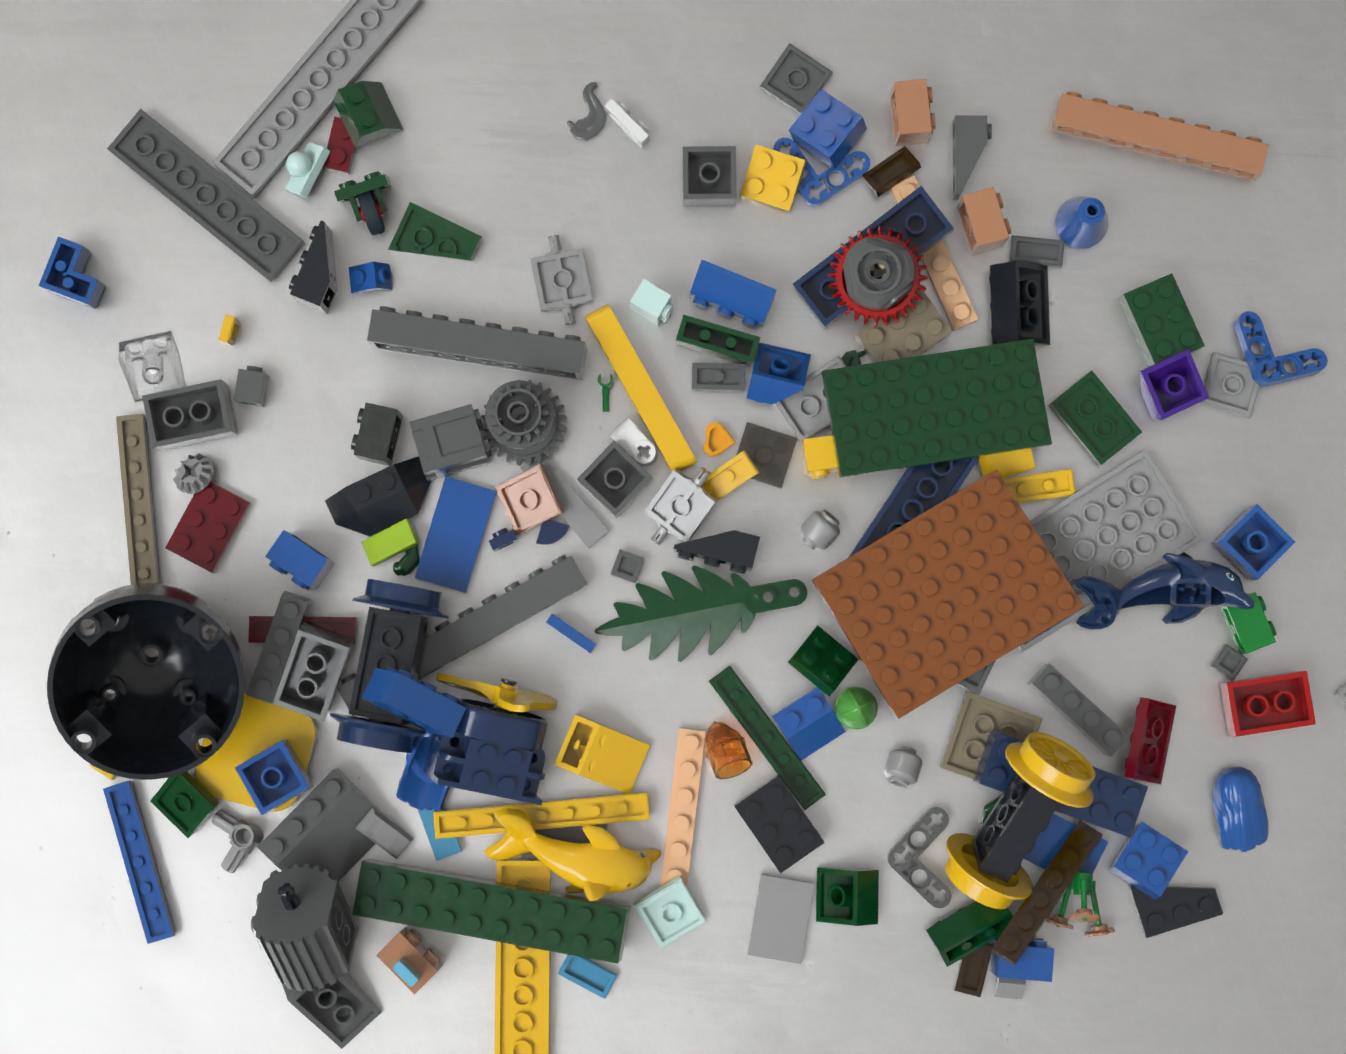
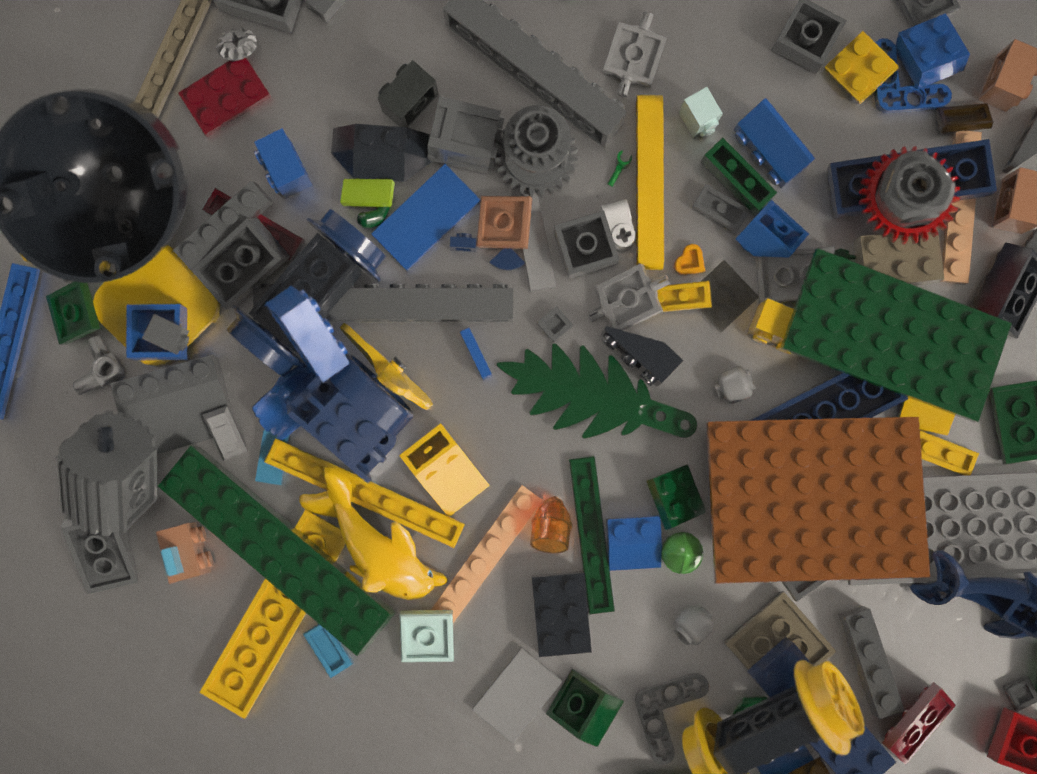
camera: 25 degrees right, 0 degrees up
(287, 774) = (166, 335): none -> dark grey brick

